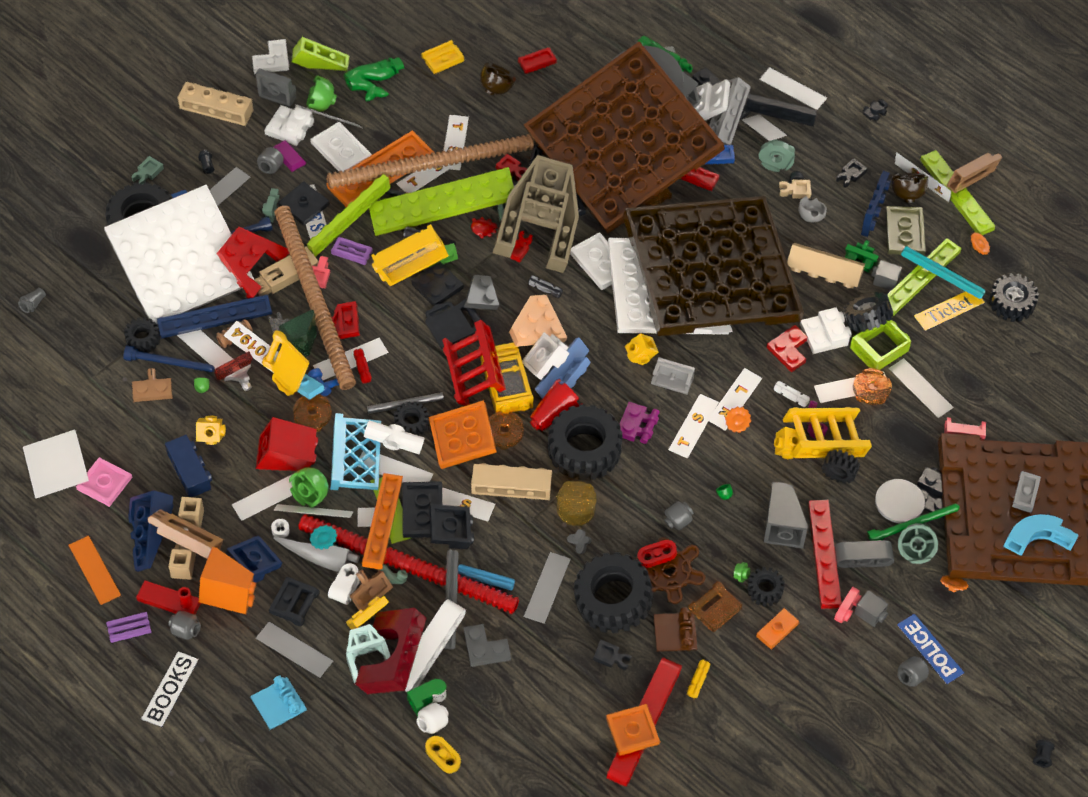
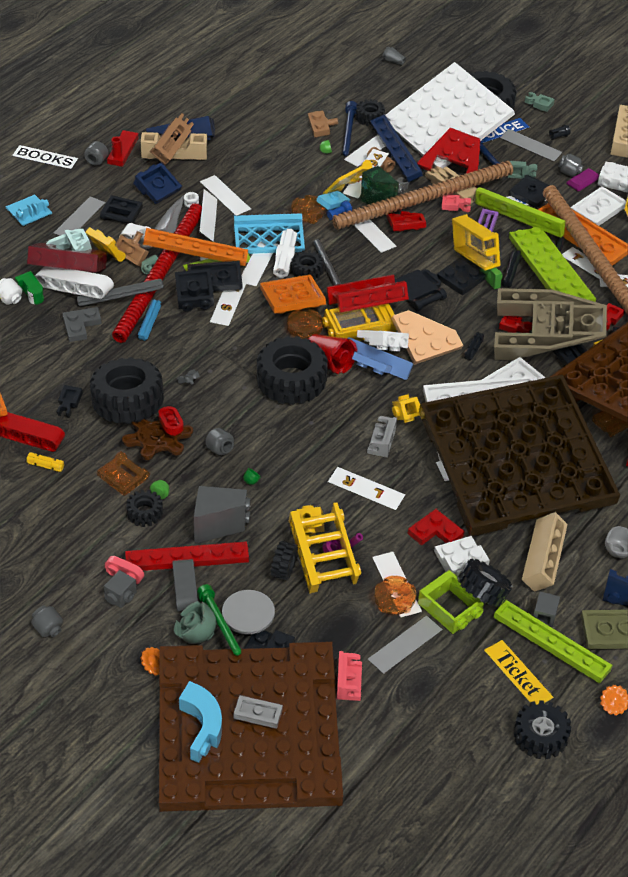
camera: 85 degrees right, 10 degrees down
(55, 464) = (241, 81): white sticker -> none
(94, 570) = (149, 112): orange sticker -> none
(104, 482) = (227, 106): bright pink plate -> none
(128, 623) = (89, 125): medium lavender tile -> none
(188, 466) = (244, 144): dark blue brick -> none
(210, 430) = (279, 151): yellow brick -> none
(226, 583) = (131, 160): orange slope -> none
(236, 370) = (341, 162): clear red piece -> none
(286, 446) = (268, 191): red slope -> none
(309, 486) = (229, 206): bright green cylinder -> none
(323, 537) = (177, 215): teal piece -> none
(362, 366) = (361, 234): red axle -> none
(481, 293) = (453, 300): dark grey wing -> none
(511, 481) = (248, 329): tan brick -> none
(547, 587) = (164, 365): light grey sticker -> none
(576, 503) = (227, 369): clear yellow brick -> none
(632, 420) = (326, 414): magenta plate -> none
(675, 631) = (95, 445): reddish brown hinge -> none
(693, 426) = (330, 457): white sticker -> none
(738, 419) = (337, 485): orange piece -> none
(777, 628) = (99, 519): orange plate -> none
(791, 393) = (377, 530): white axle -> none
(863, 253) = (570, 587): green hips -> none
(930, 648) = (79, 644): blue sticker -> none
(943, 272) = (558, 657): teal axle -> none

